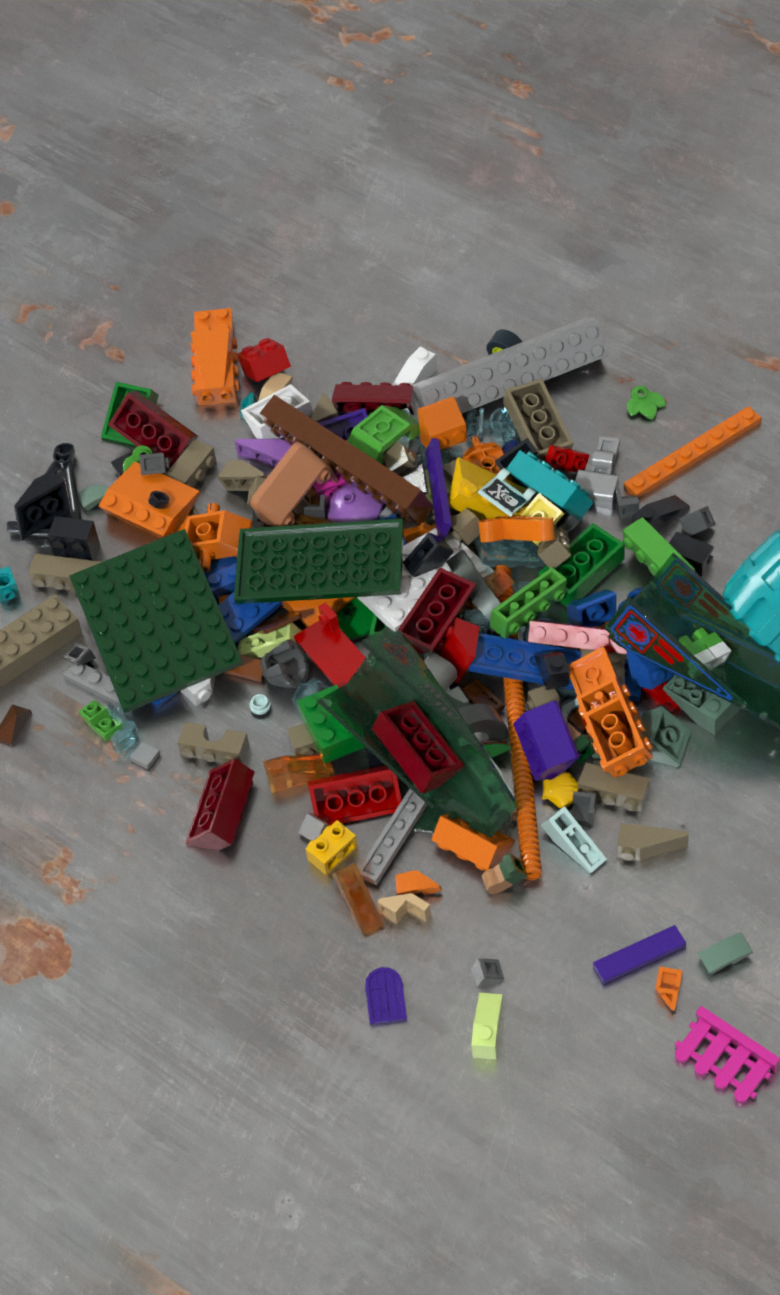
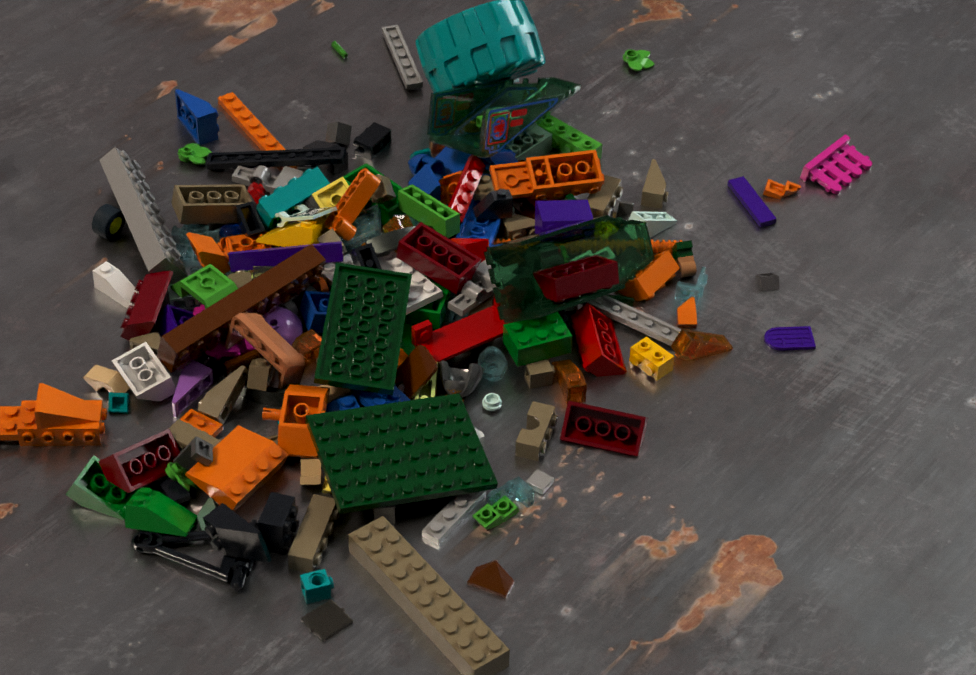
camera: 95 degrees left, 10 degrees down
(79, 655) = (418, 525): flat silver slope -> none
(91, 454) = (158, 513): none -> green slope
(158, 499) = (253, 444): black tile -> none
(210, 476) = (202, 422): none -> orange plate
(263, 359) = (71, 376): red brick -> none
(312, 827) = (630, 369): light grey tile -> none
(397, 906) = (711, 318): tan slope -> none
(453, 892) = (686, 290): none -> clear light blue bracket
(487, 1026) = (820, 279): yellowish green slope -> none
(628, 467) = (276, 158): none -> black plate
(648, 545) = (382, 145): bright green slope -> none
(691, 387) = (197, 117): none -> blue slope
(724, 747) = (567, 138): none -> bright green brick
(725, 952) = (754, 158): sand green slope -> none

